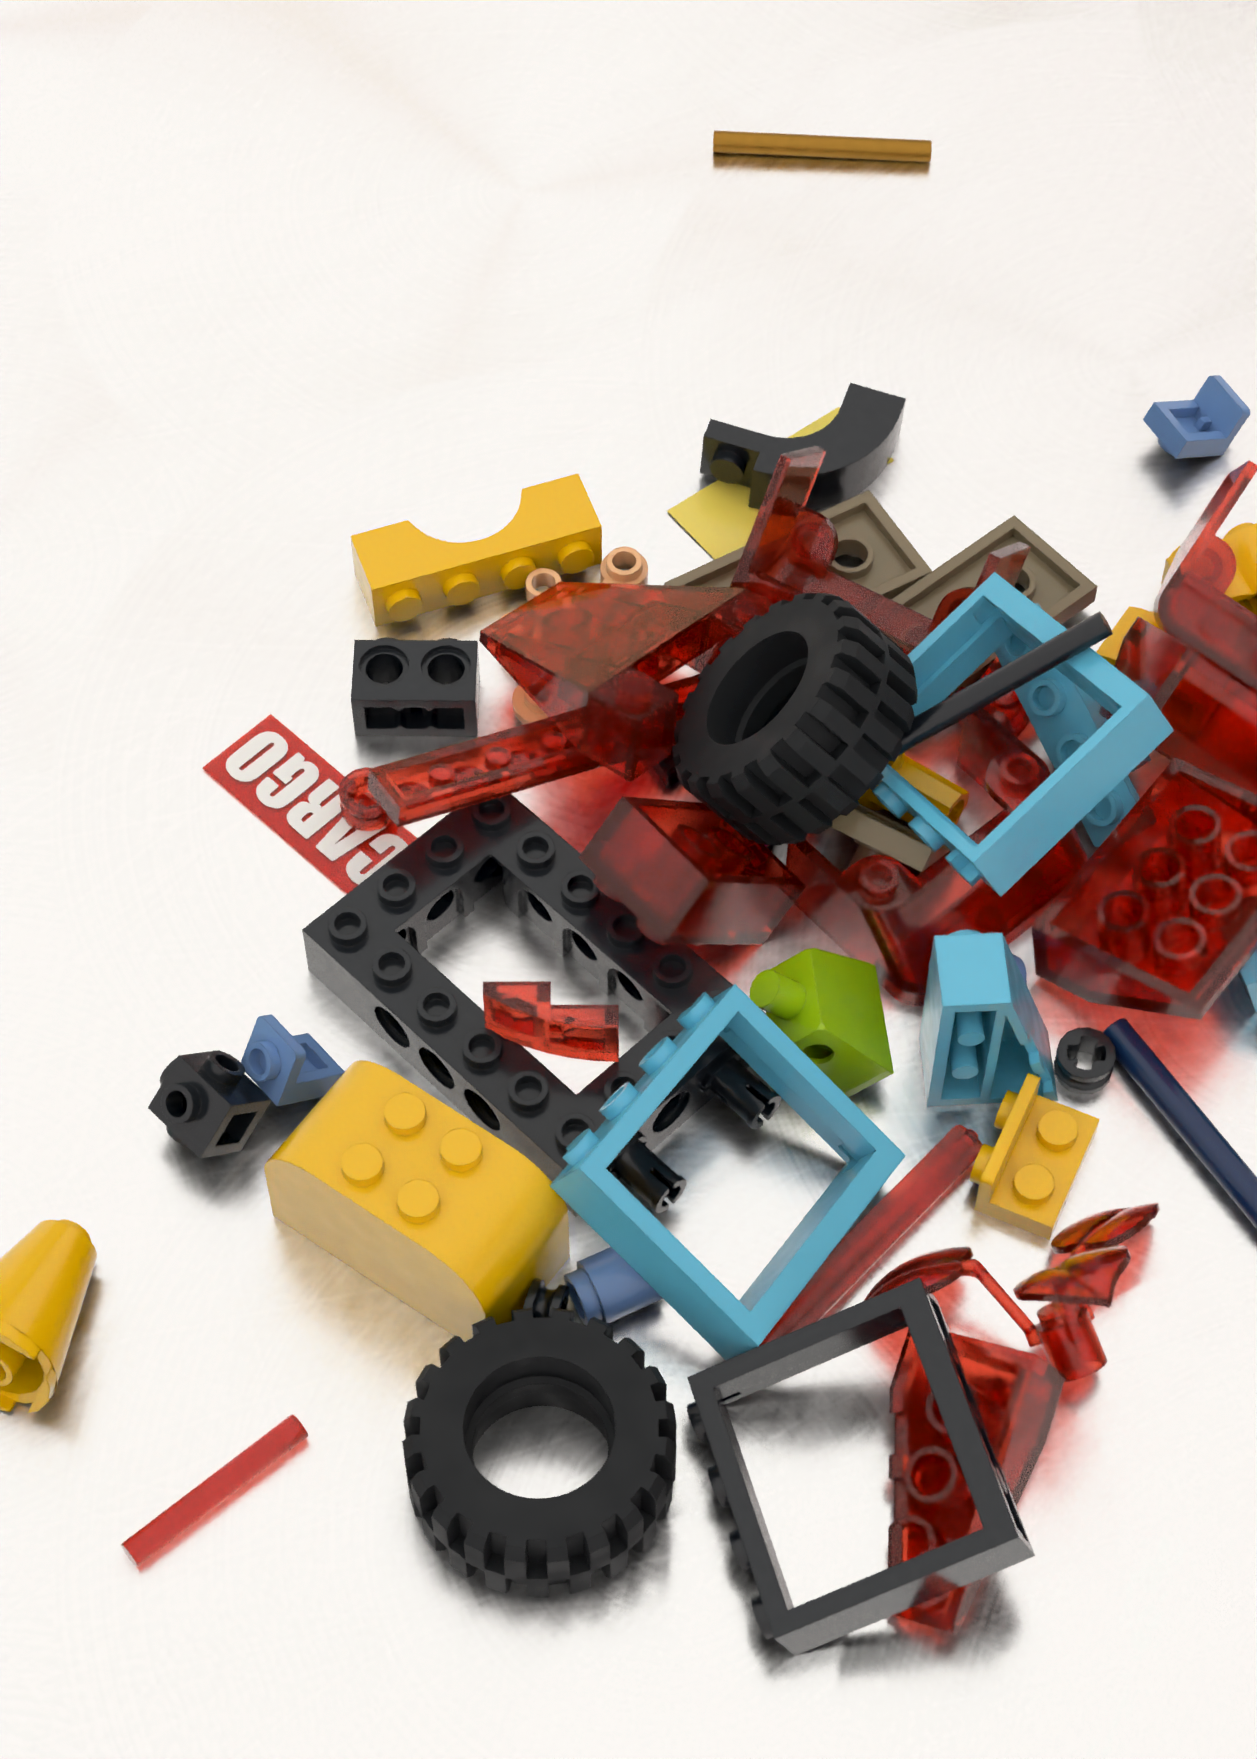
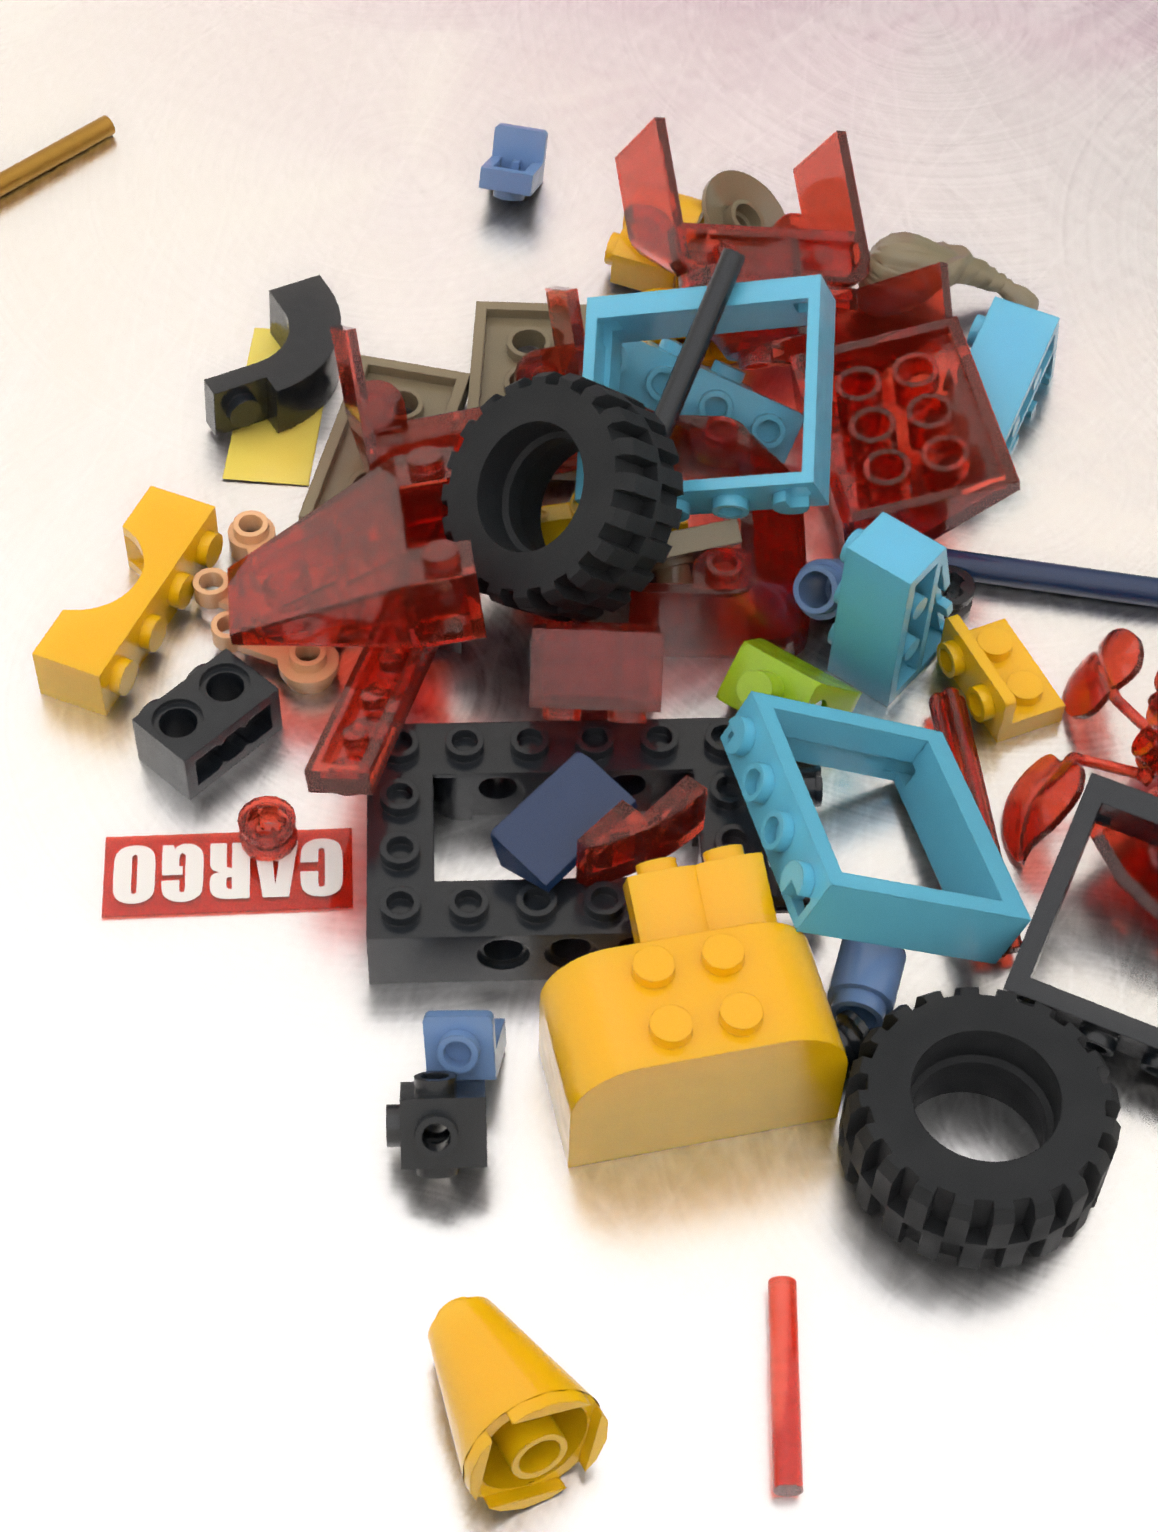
camera: 50 degrees left, 5 degrees down
(509, 954) = (544, 829): none -> dark blue slope
(518, 1105) = (697, 898): none -> yellow brick

